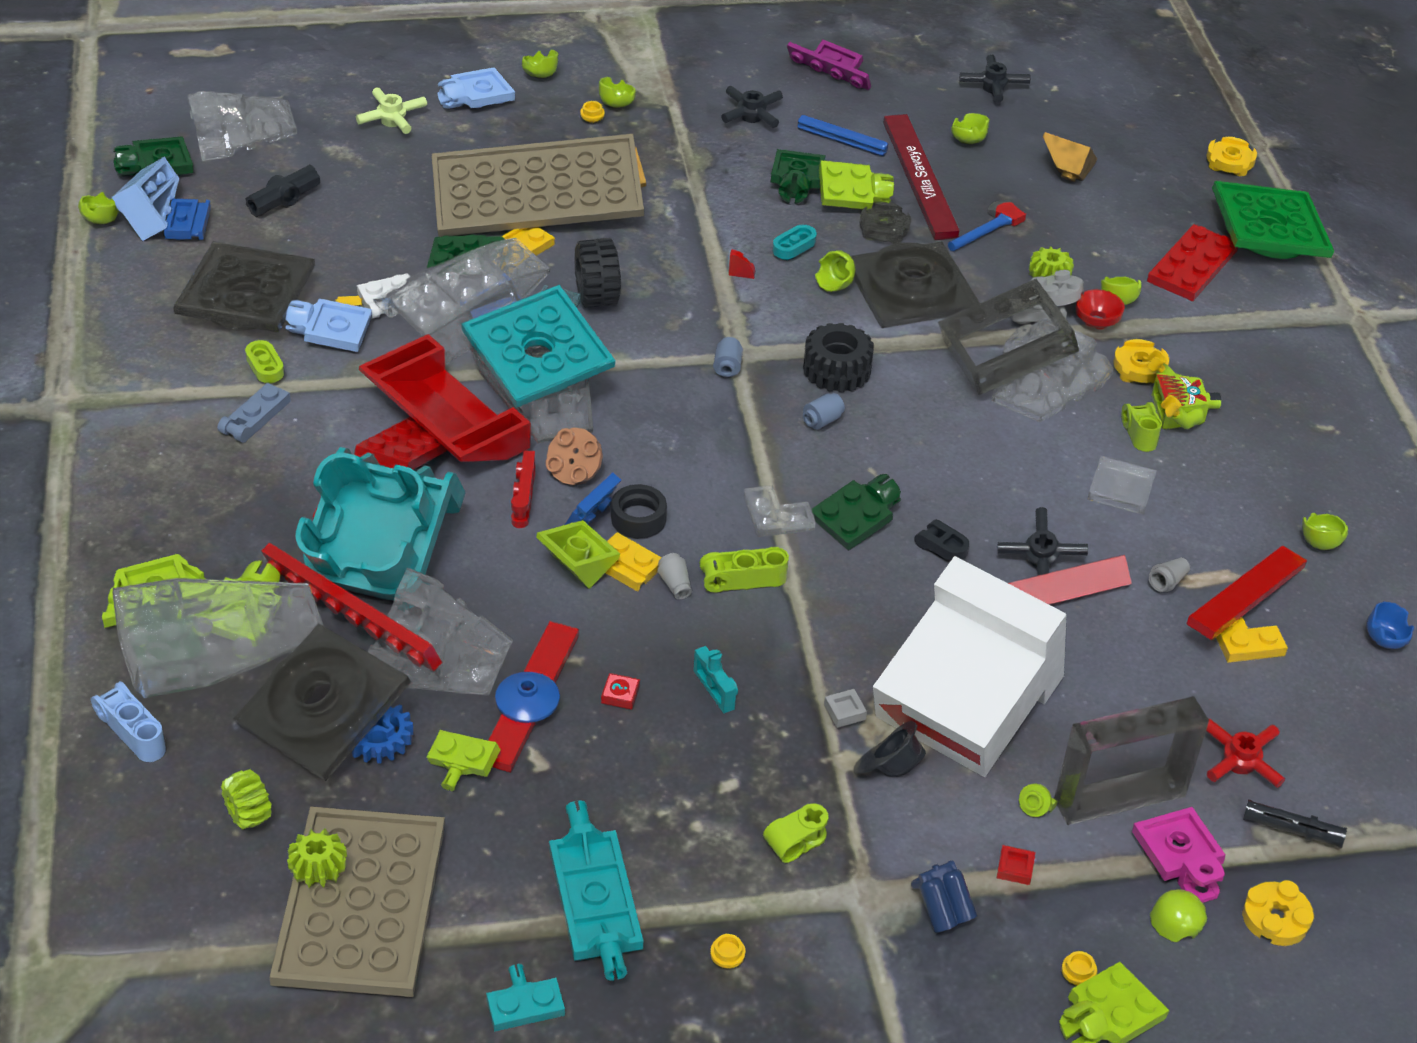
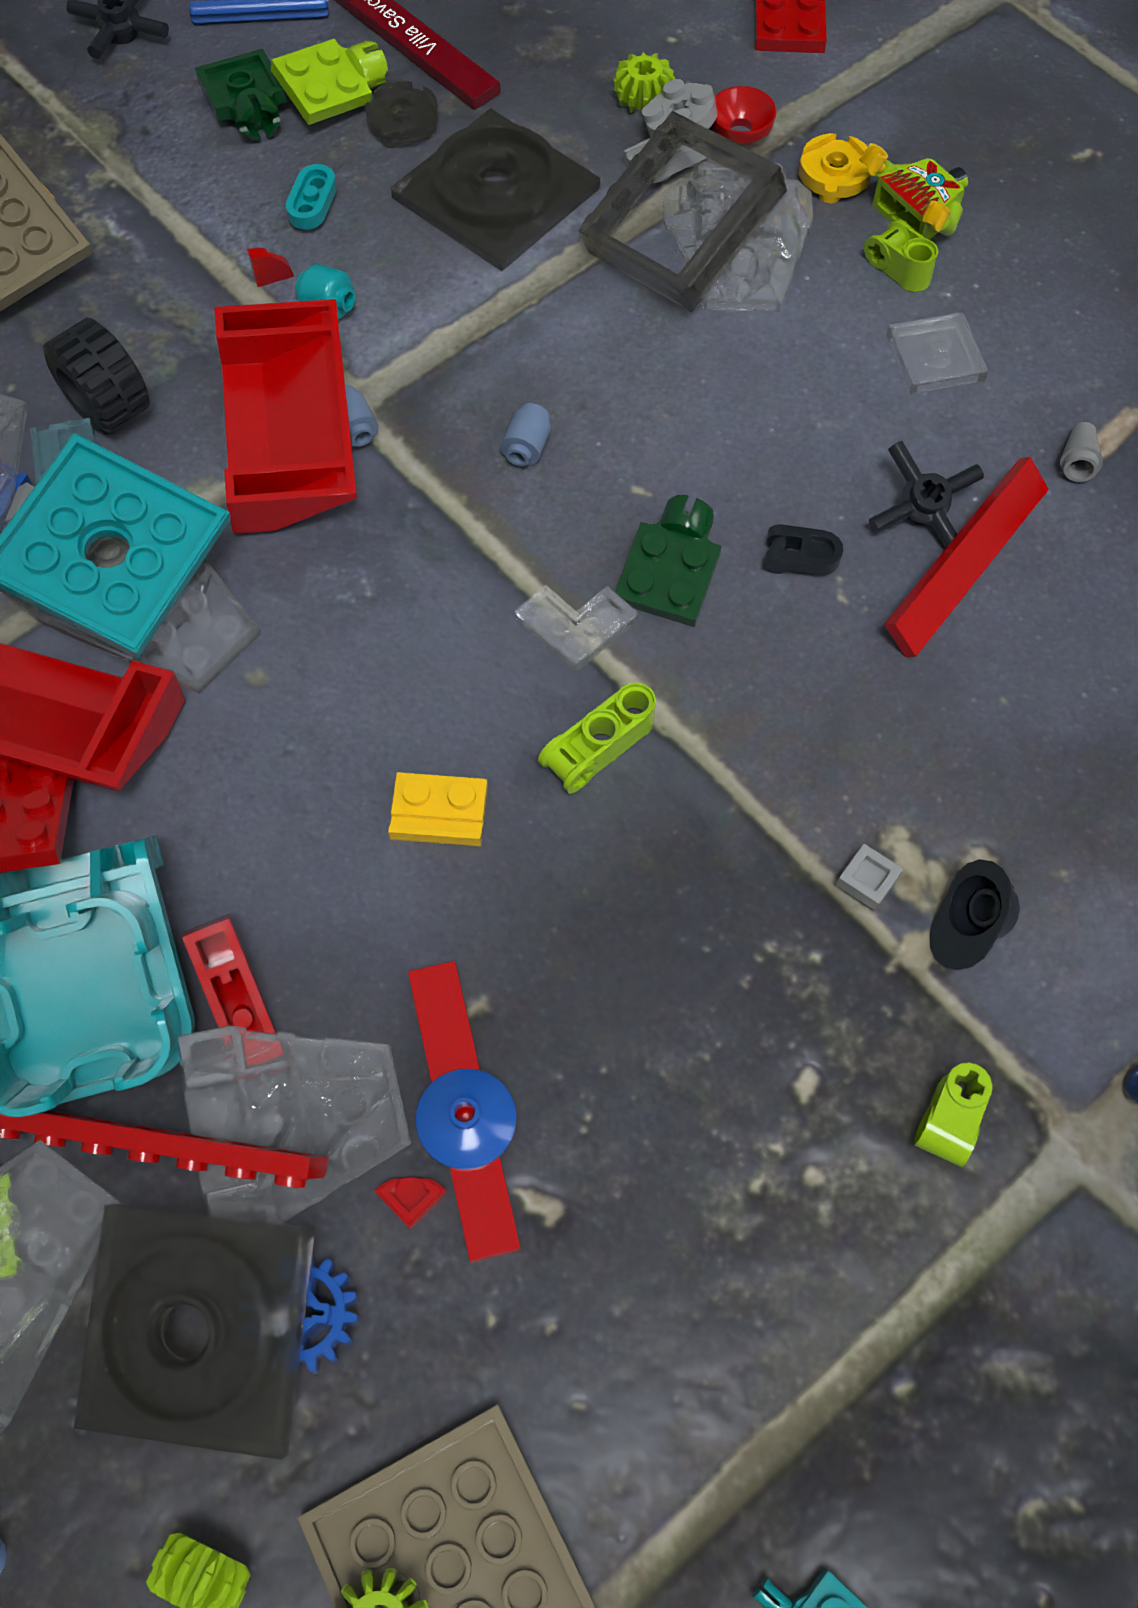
camera: 30 degrees left, 20 degrees up
(456, 564) = (227, 975): none -> red slope
(462, 756) = (447, 1279): lime plate -> none
(471, 719) = (410, 1197): none -> red tile
(523, 490) = (227, 777): red plate -> none
(562, 451) = (241, 688): nougat plate -> none
(580, 550) = (375, 836): lime slope -> none
(595, 893) = (781, 1392): teal plate -> none
(597, 500) = (339, 747): blue plate -> none
(620, 691) = (574, 1025): red tile -> none
(638, 526) = (394, 693): black tyre -> none
(674, 573) = (520, 797): light grey cone -> none
(688, 336) = (283, 413): none -> red slope
(711, 674) = (684, 933): teal plate -> none
(727, 951) = (999, 1360): yellow plate -> none
(762, 291) = (326, 283): none -> teal head
(835, 271) = (397, 216): lime hair -> none
(838, 357) = (489, 321): black tyre -> none
(973, 666) = (1014, 738): white piece -> none
(1005, 214) = (537, 33): piece -> none
(1123, 287) = (746, 71): lime hair -> none

